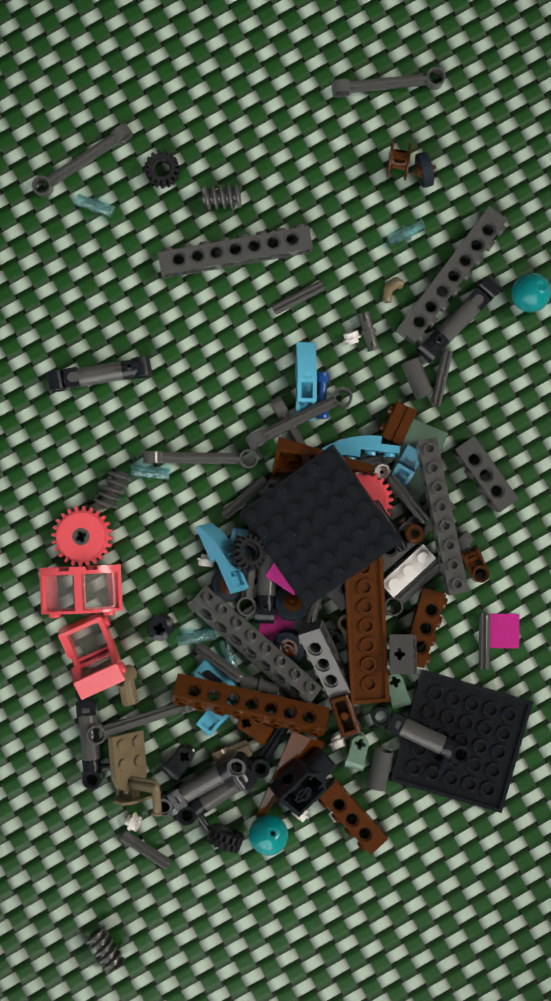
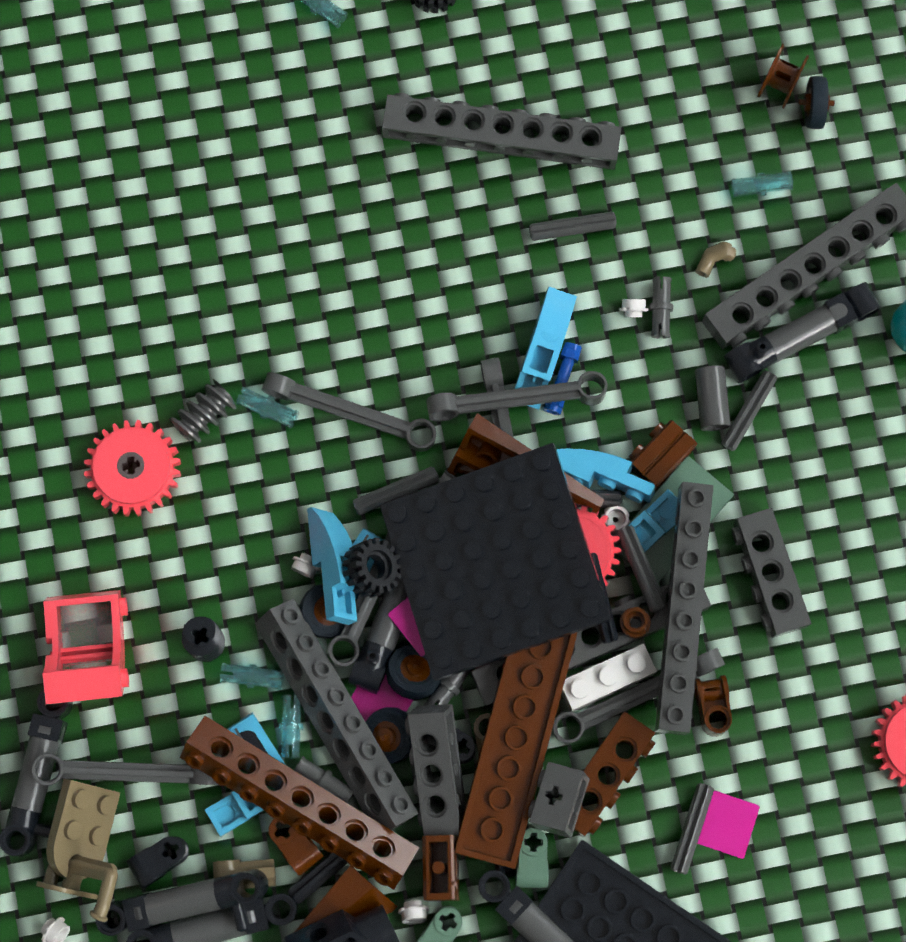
camera: 15 degrees right, 10 degrees down
(77, 378) = (204, 235): piece -> none
(81, 592) = (102, 545): window -> none
(127, 688) = (120, 716): dark tan piece -> none
(219, 662) = (274, 725): dark grey axle -> none
(221, 196) = (506, 48): dark grey piece -> none

